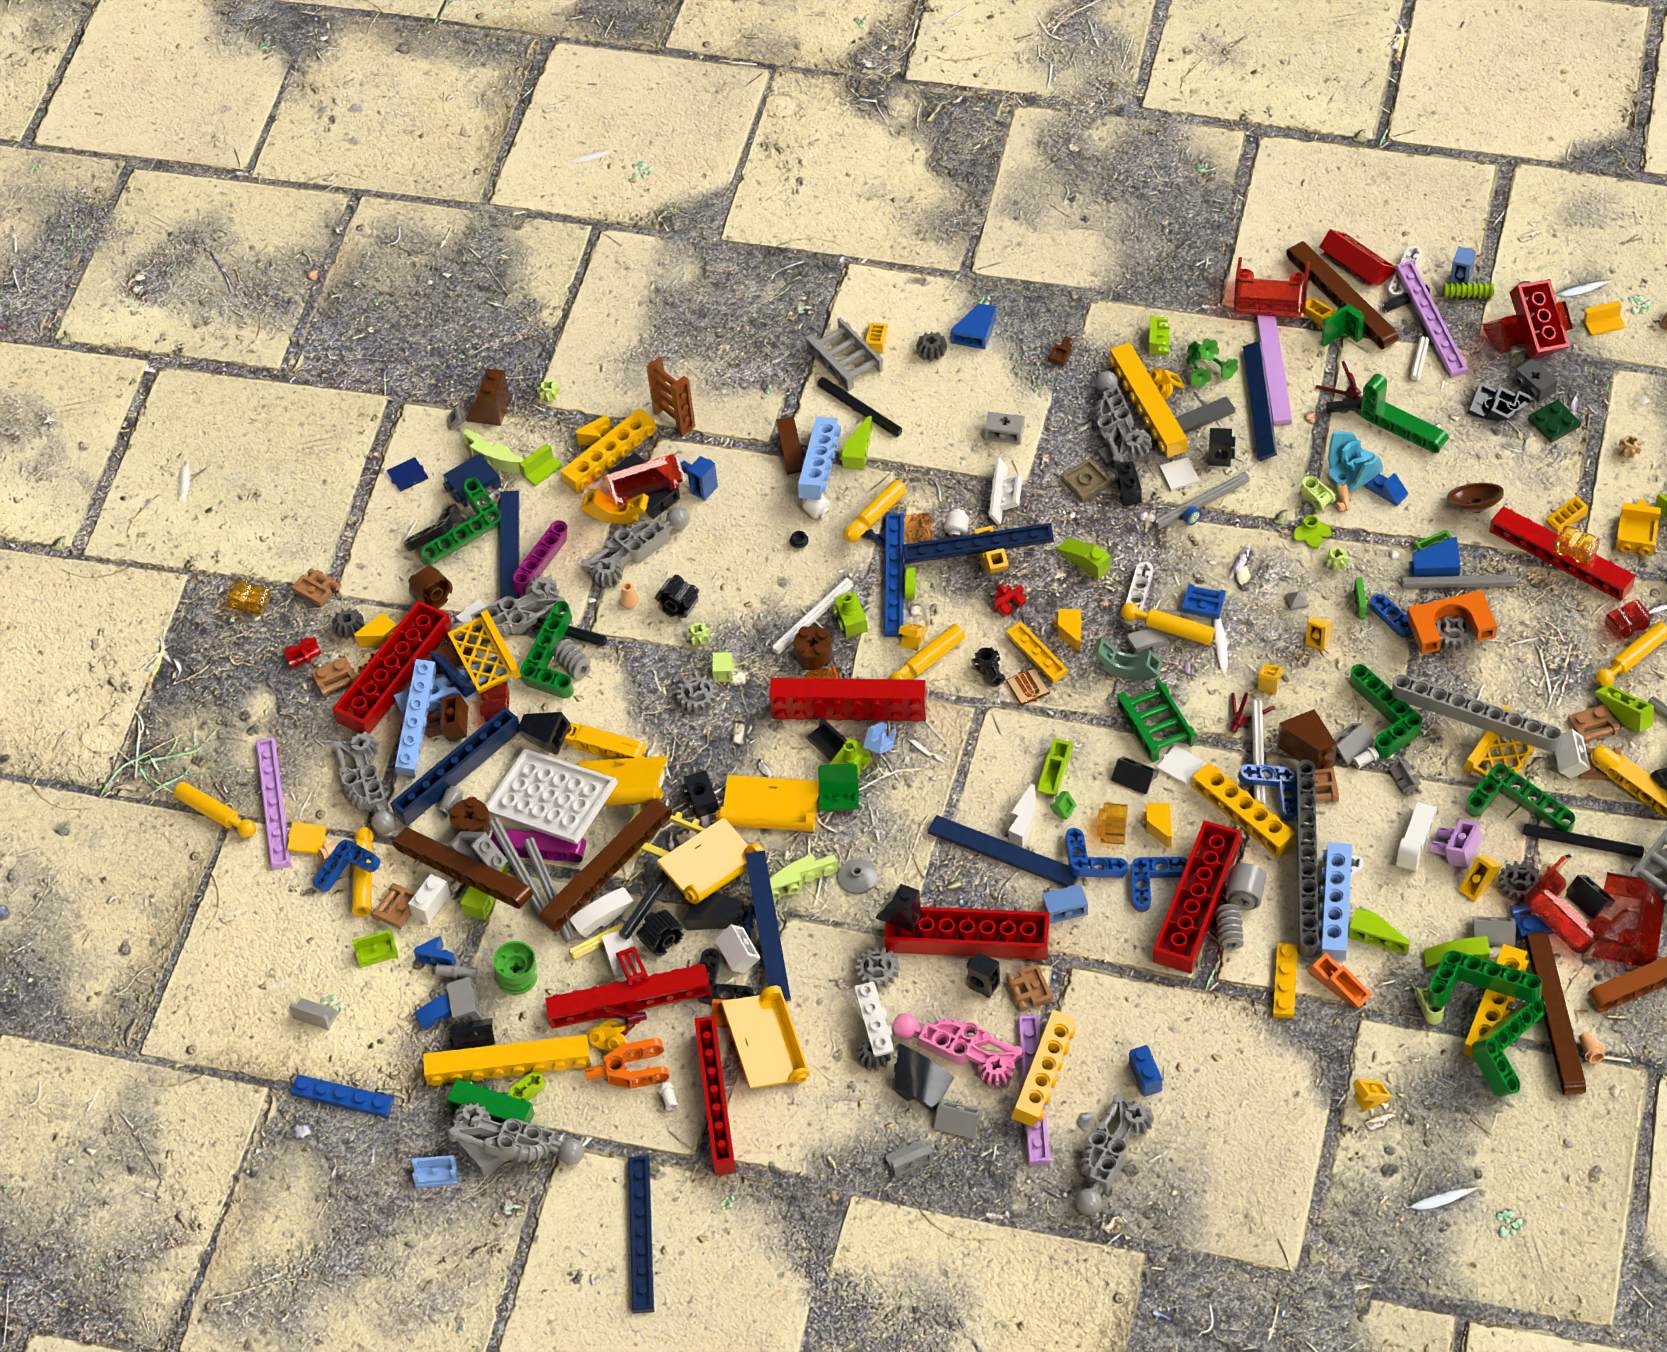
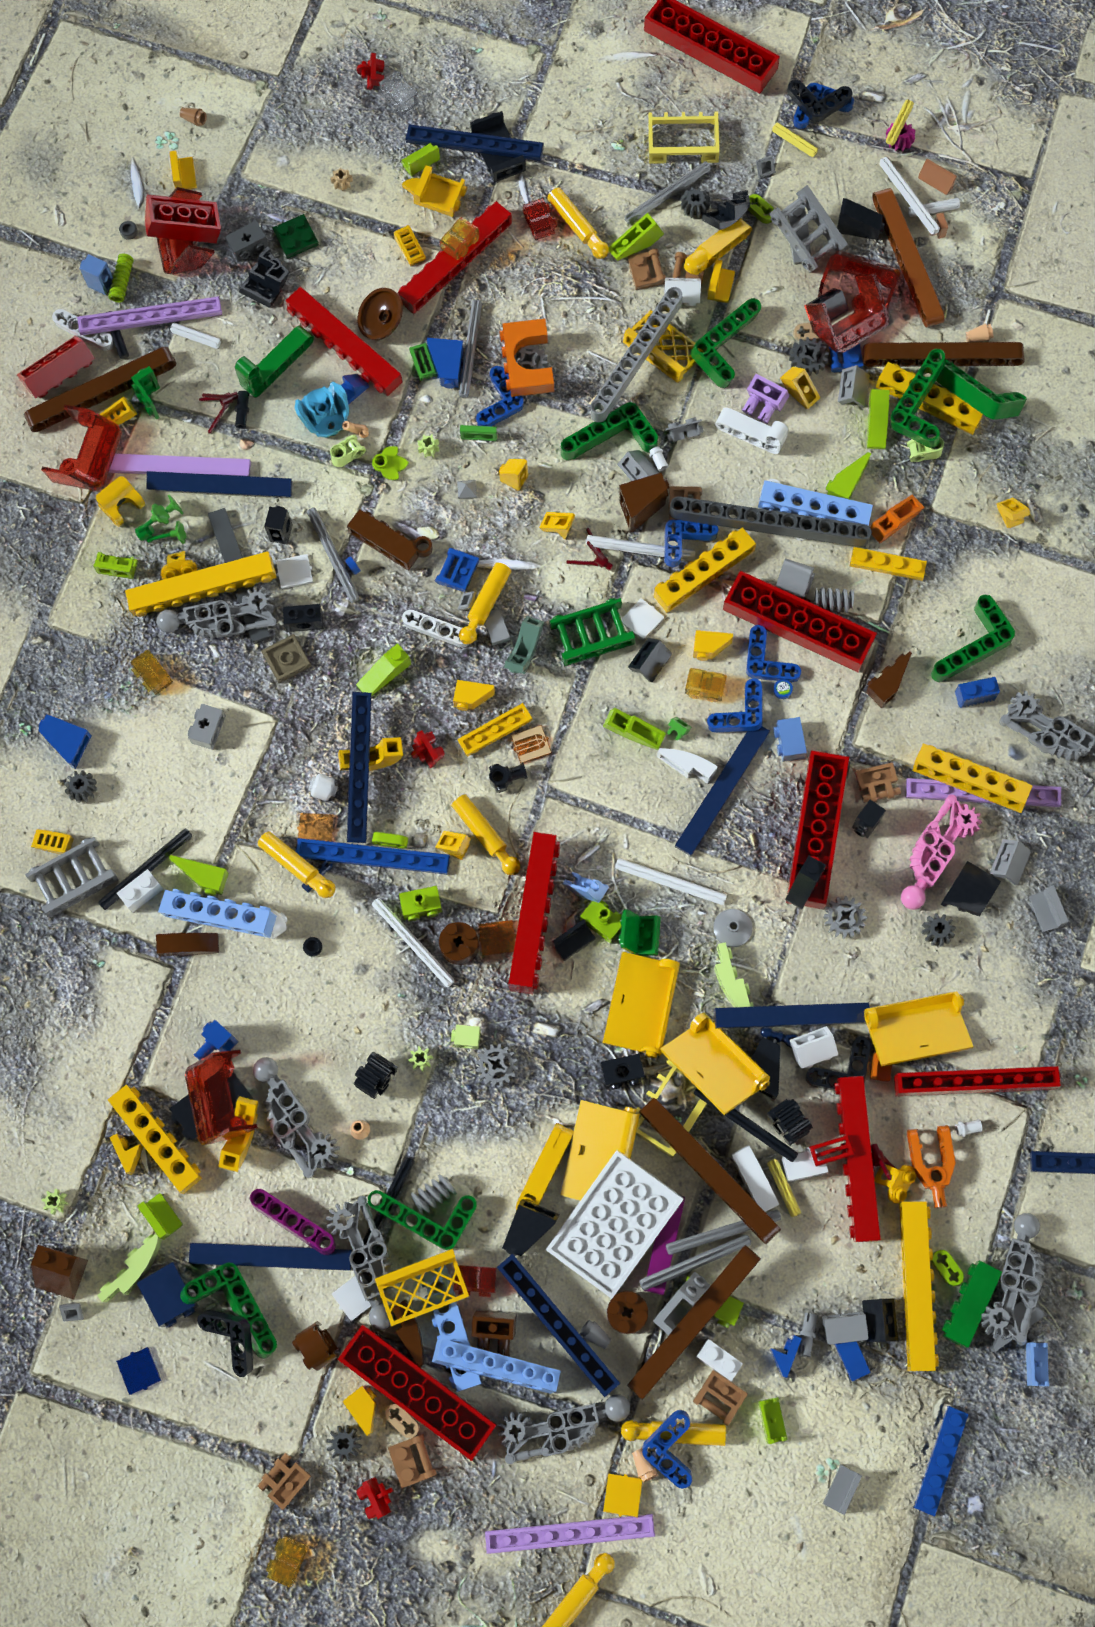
camera: 85 degrees left, 20 degrees up
(452, 674) = (442, 1322): dark blue slope -> none
(513, 958) = (825, 1262): bright green wheel -> none
(680, 393) = (110, 1060): dark orange fence -> none
(836, 403) = (140, 891): none -> white brick
(874, 1019) = (909, 923): white bracket -> none
(898, 817) = (670, 881): none -> white axle
(1005, 491) = (289, 734): white bracket -> none
(1052, 378) = (151, 672): none -> clear yellow brick
(1061, 353) = (117, 661): reddish brown plate -> none
(1122, 895) = (783, 689): none -> tile
(1142, 988) = (886, 686): none -> reddish brown slope
(1202, 1070) = (978, 646): none -> green beam
(1224, 539) = (387, 541): none -> reddish brown hinge
(1225, 320) = (115, 495): none -> yellow piece
(1439, 474) = (343, 341): none -> red brick
(1583, 840) = (768, 301): black axle -> none
(1594, 791) = (720, 283): none -> yellow panel

